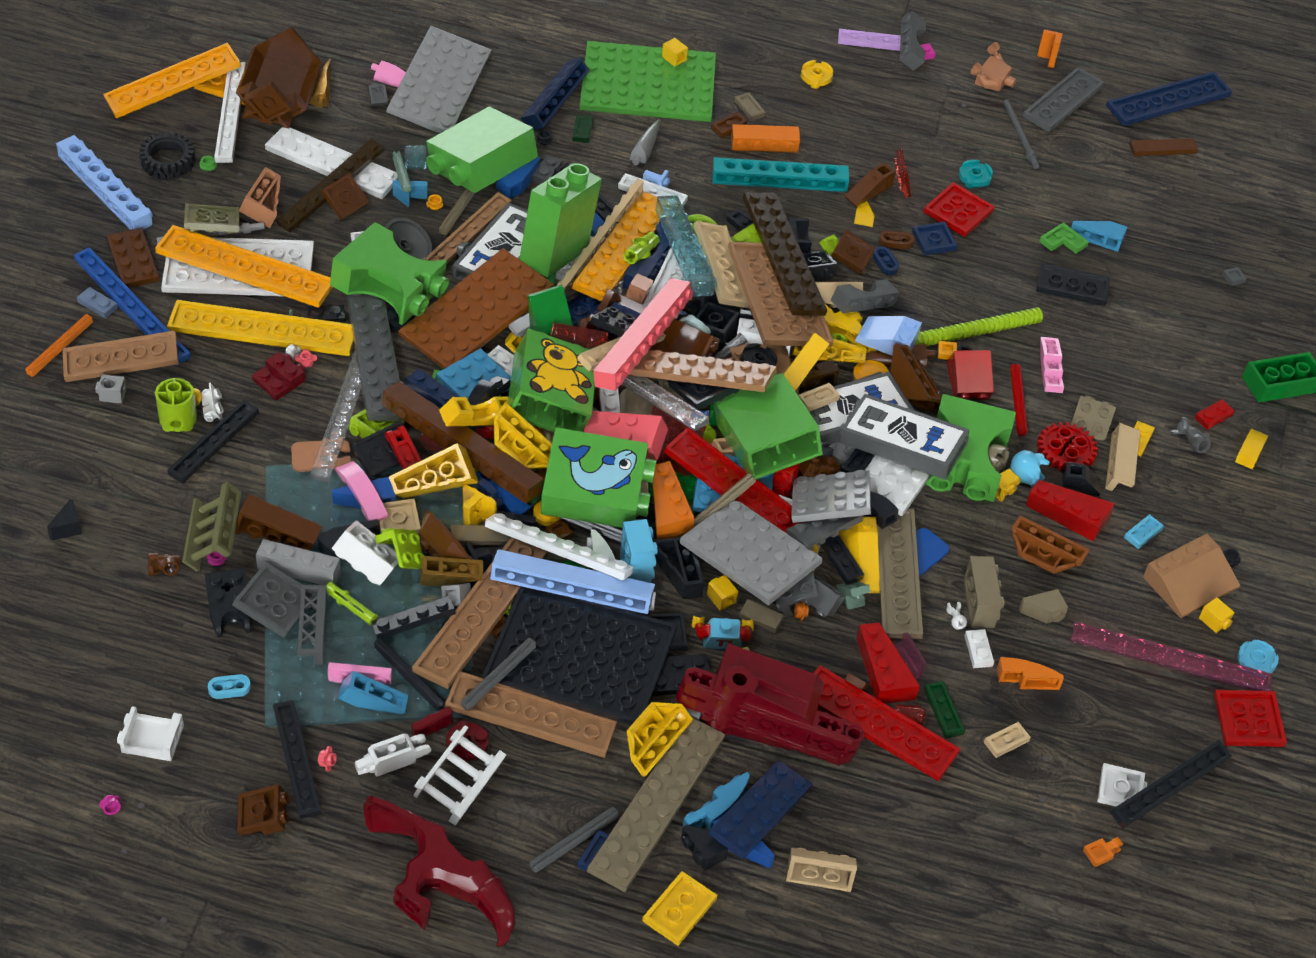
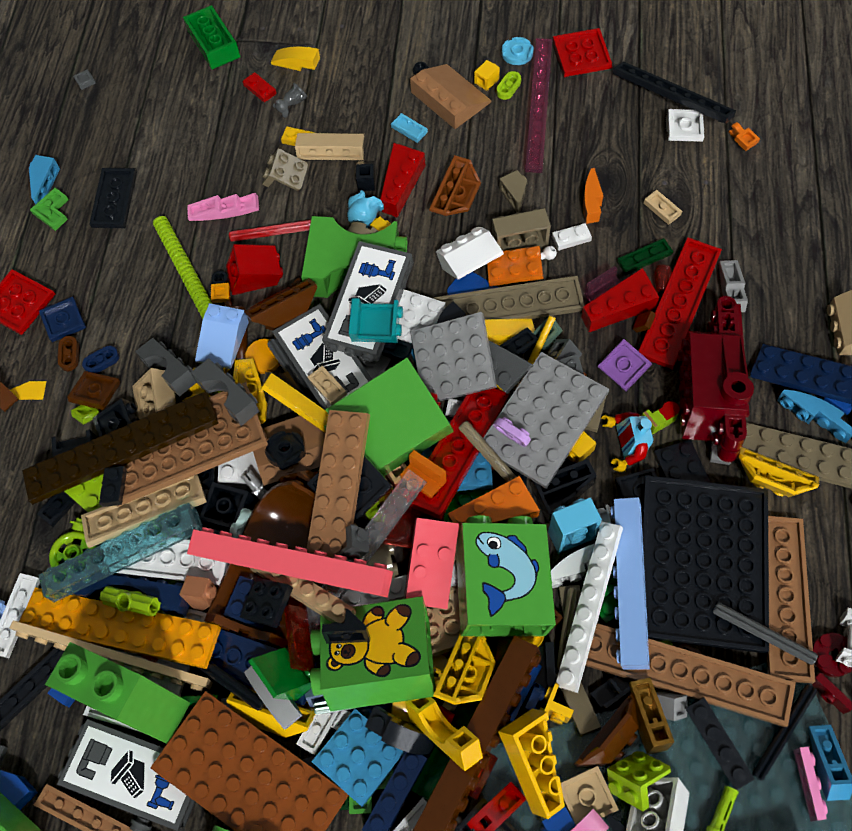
camera: 90 degrees left, 15 degrees up
(574, 356) = (349, 632): none -> black slope
(649, 374) = (356, 543): none -> dark grey bracket
(708, 444) = (428, 471): none -> orange panel
(737, 513) = (517, 435): none -> lavender plate
(745, 241) = (113, 486): none -> black plate
(808, 652) = (624, 365): none -> medium lavender plate
(840, 316) = (238, 403): none -> dark grey arch
(844, 579) = (542, 338): none -> yellow bar
(873, 425) = (375, 322): none -> teal panel
(890, 776) = (733, 282): none -> light grey slope
(944, 585) = (516, 266): none -> orange plate
(960, 540) = (468, 252): none -> white slope
(1057, 438) = (326, 187): red gear -> none
(1201, 634) = (508, 85): none -> lime plate

